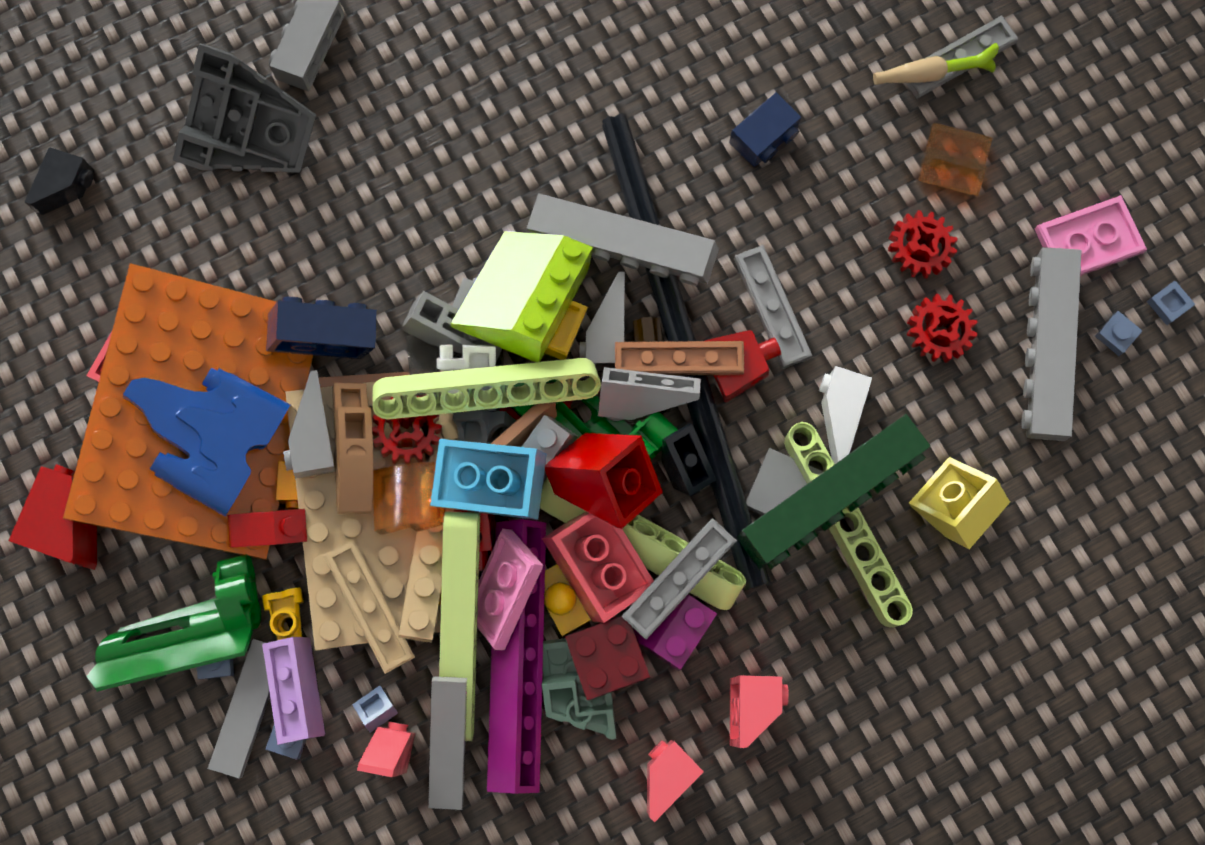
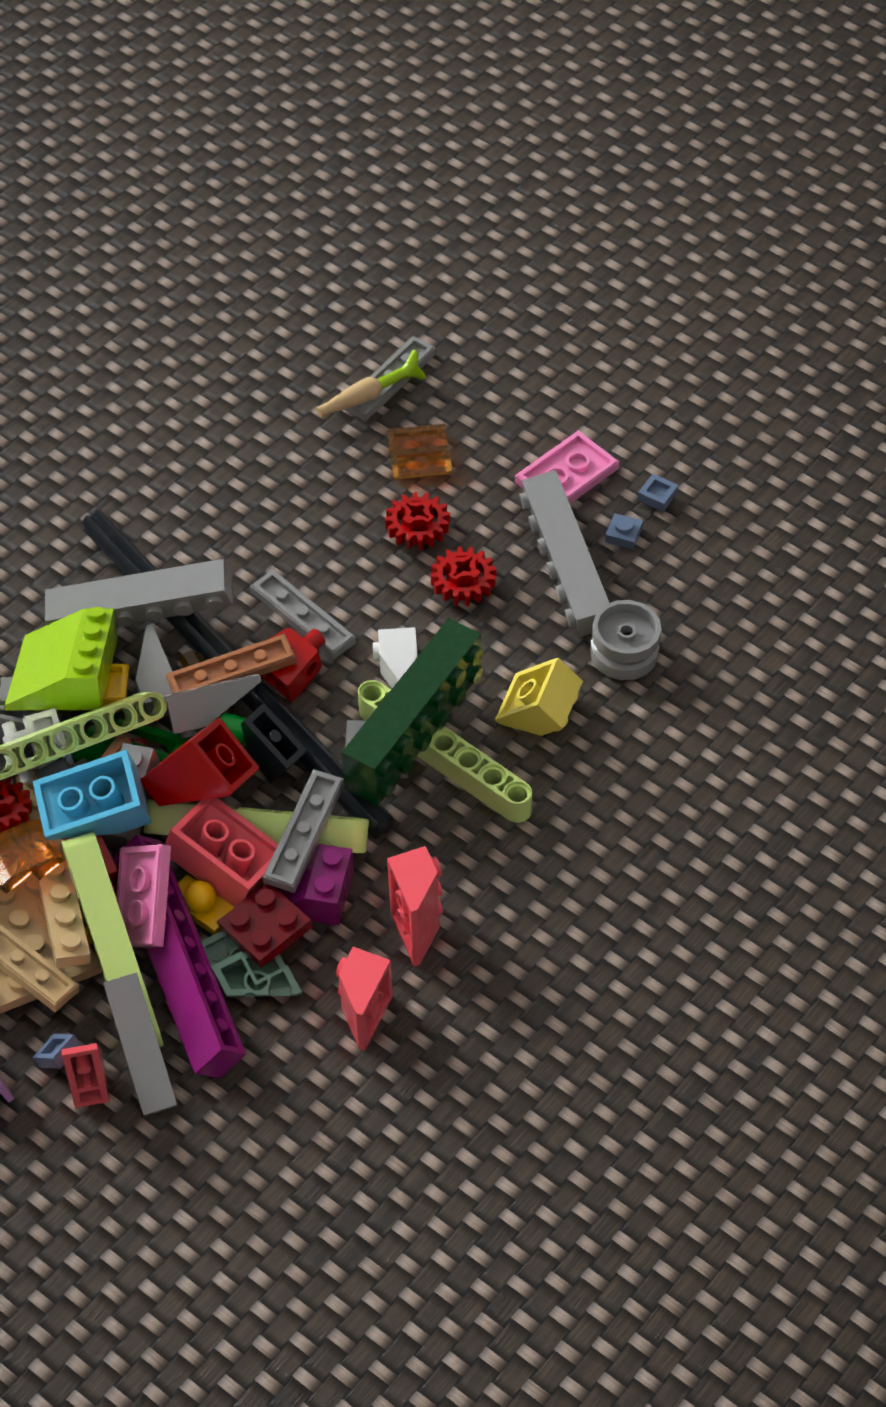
camera: 20 degrees left, 25 degrees down
(765, 130) = (236, 483): dark blue brick -> none
(1071, 472) = (625, 639): none -> light grey wheel

